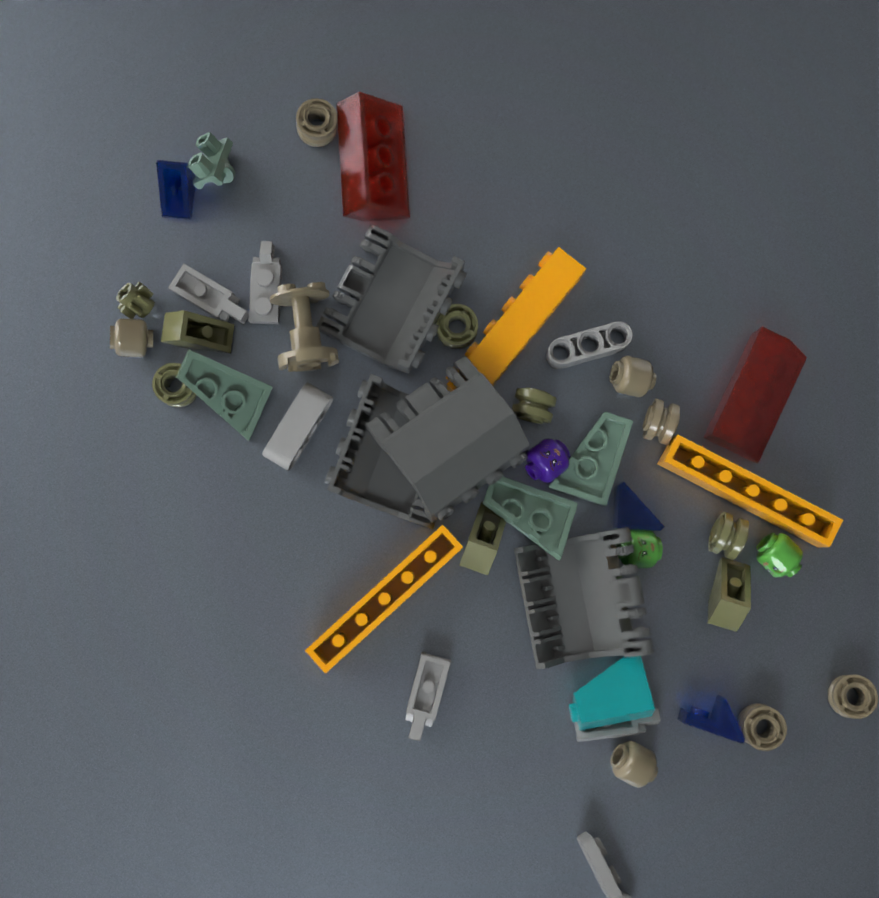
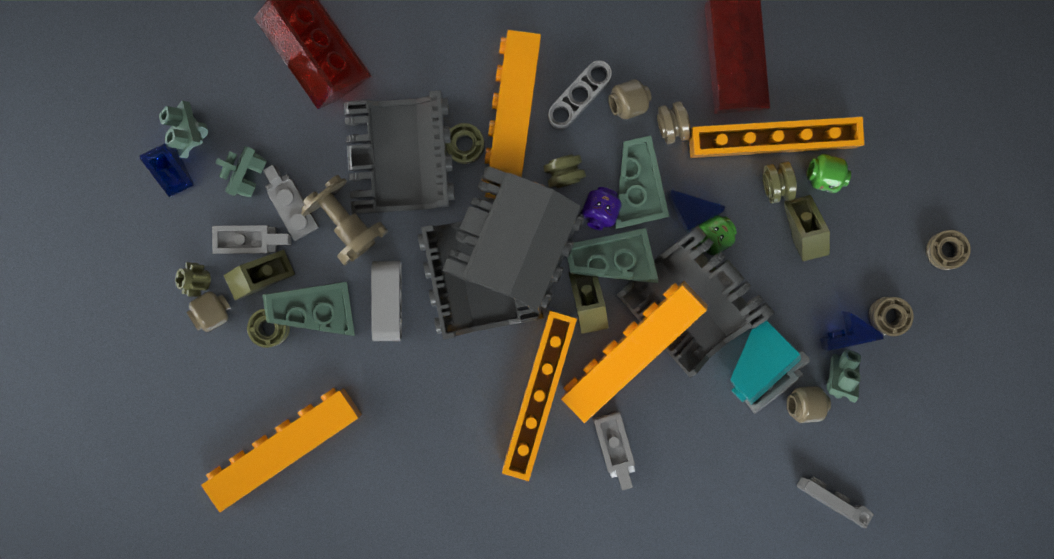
camera: 35 degrees left, 5 degrees up
(115, 504) = (281, 449): none -> light orange brick
(230, 240) = (237, 183): none -> sand green hips
(316, 110) = (242, 31): dark tan wheel -> none
(498, 611) = (634, 351): none -> light orange brick
(685, 757) = (844, 375): none -> sand green hips

